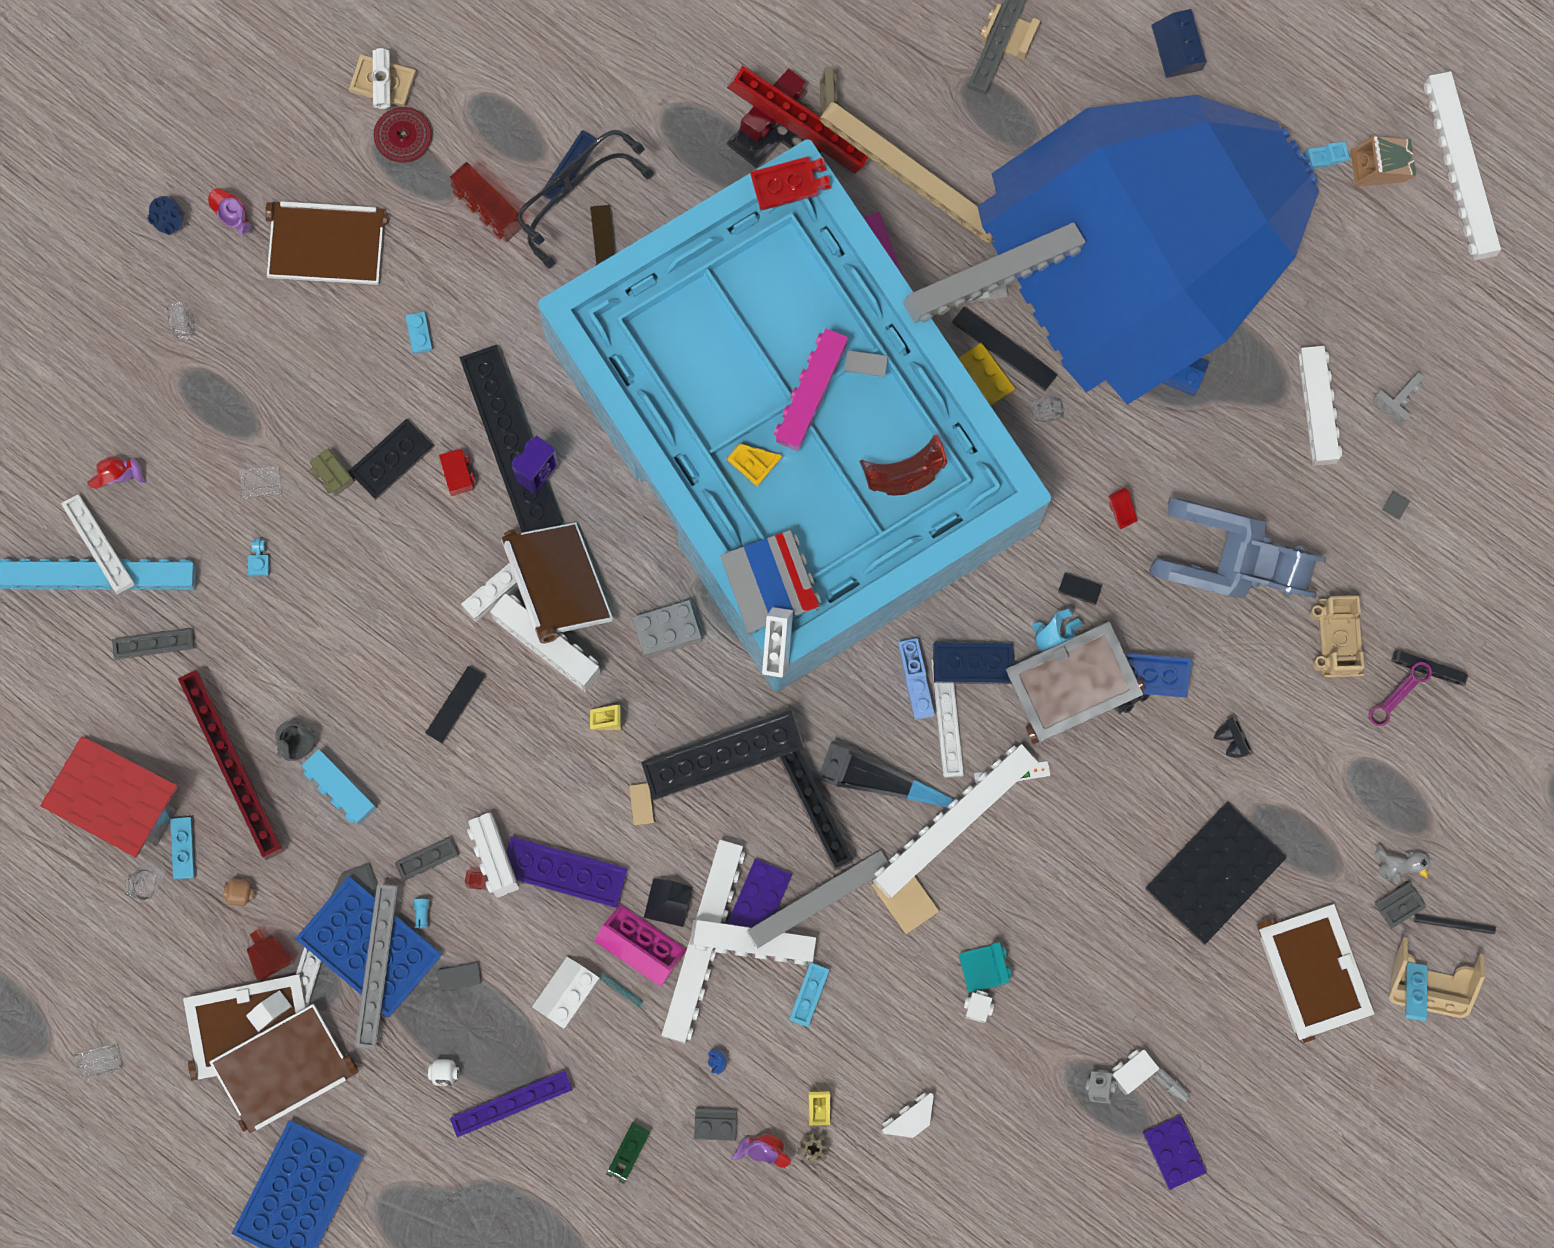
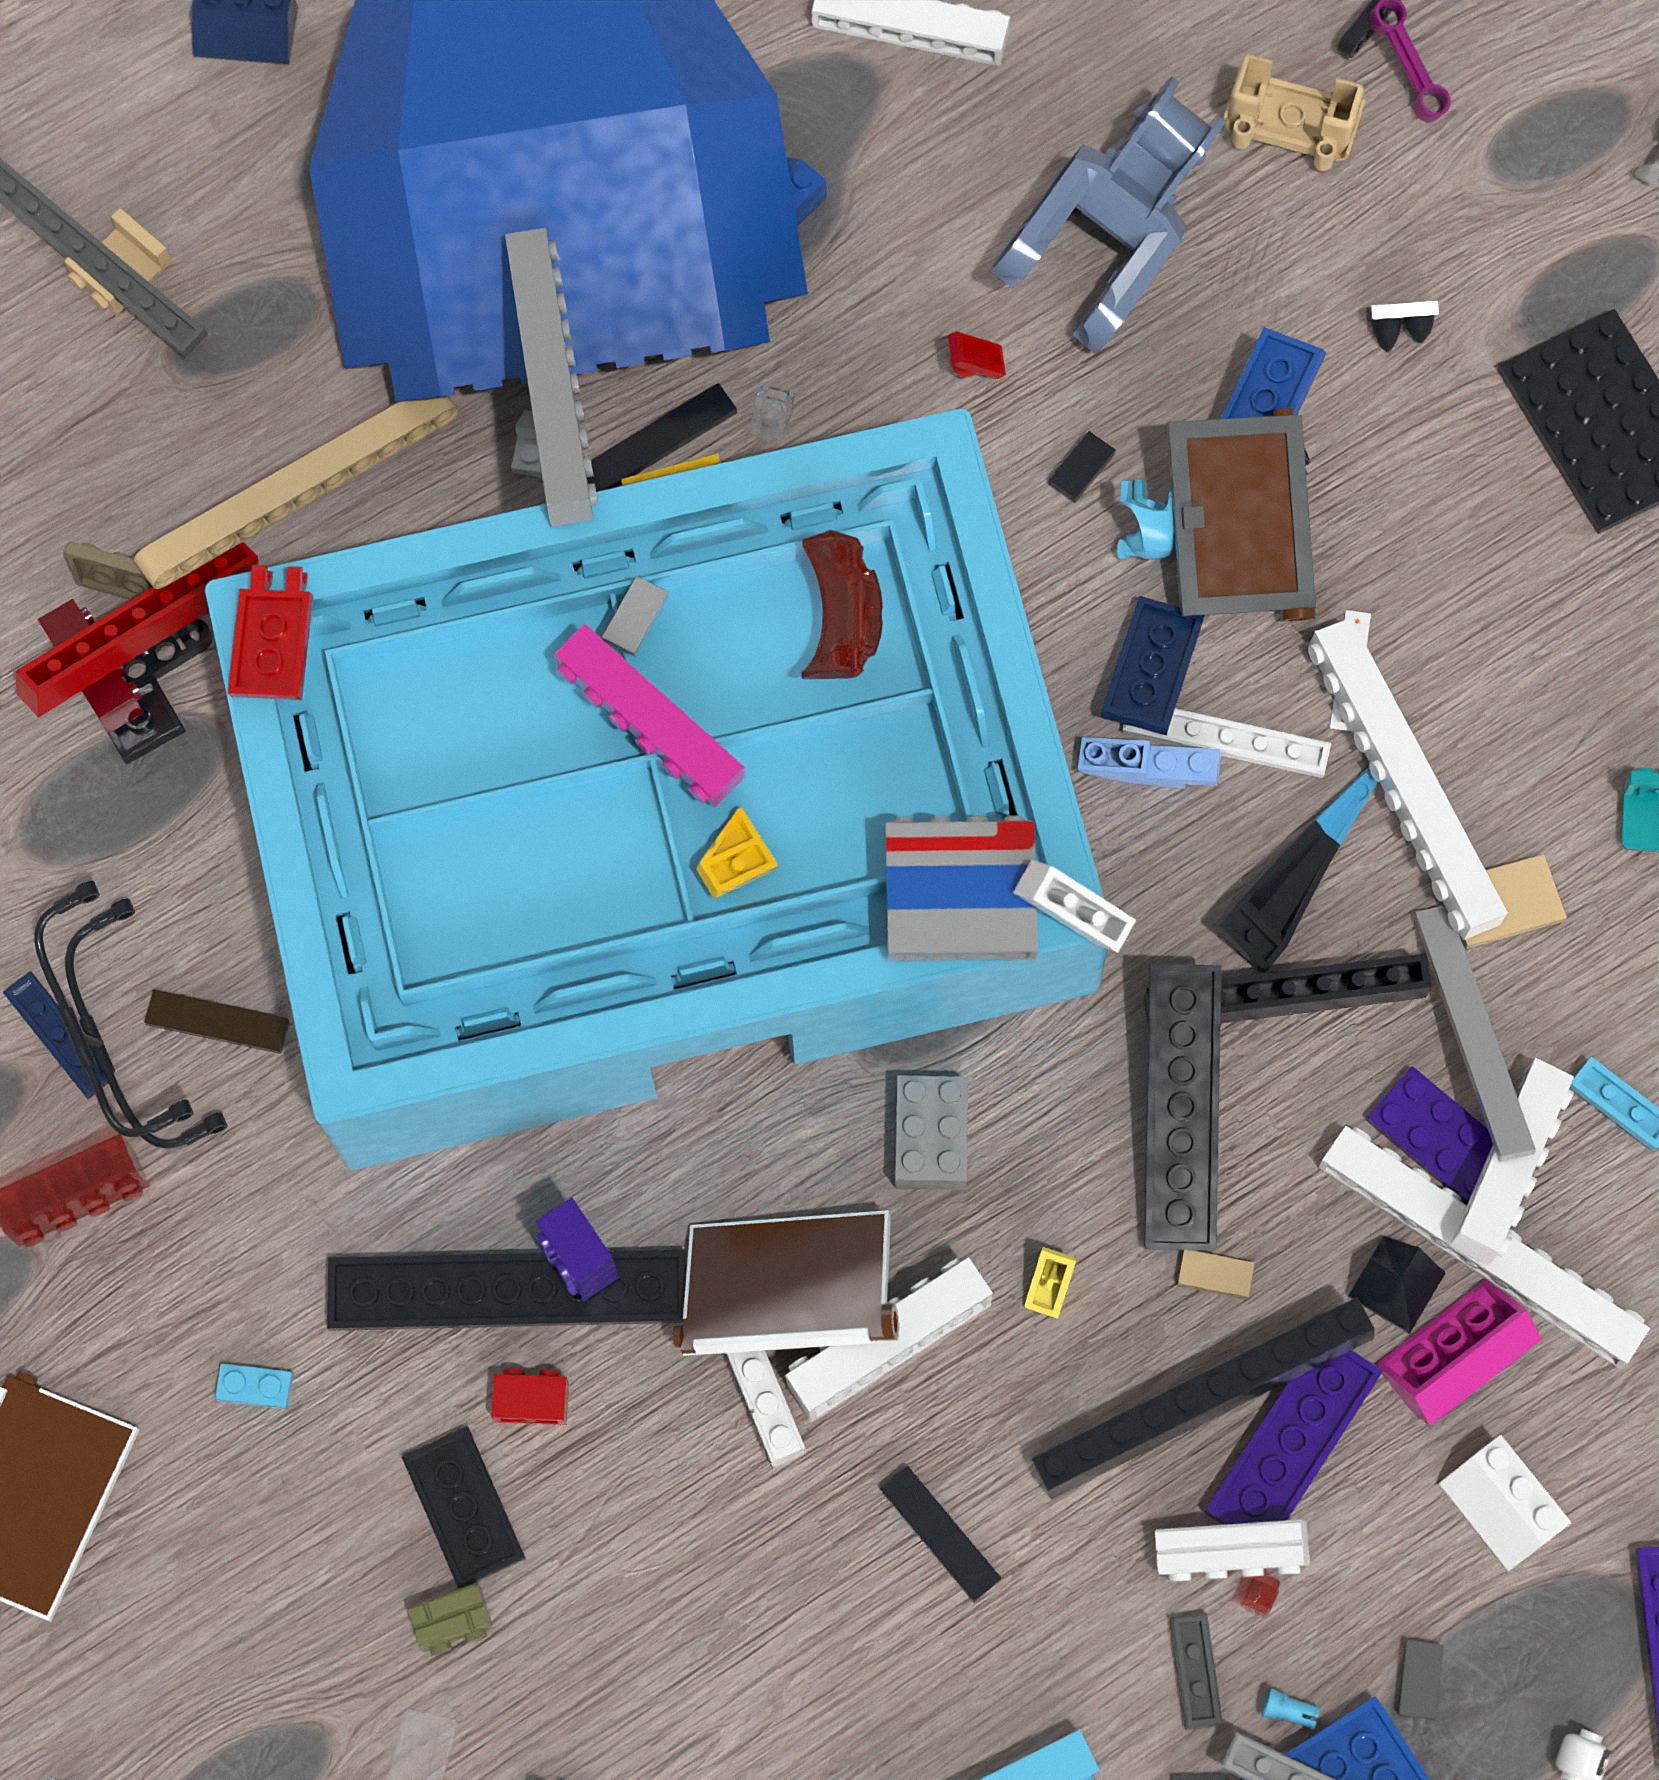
camera: 65 degrees left, 5 degrees down
(568, 816) = (1204, 1398): none -> black brick
(614, 981) = (1526, 1412): teal piece -> none

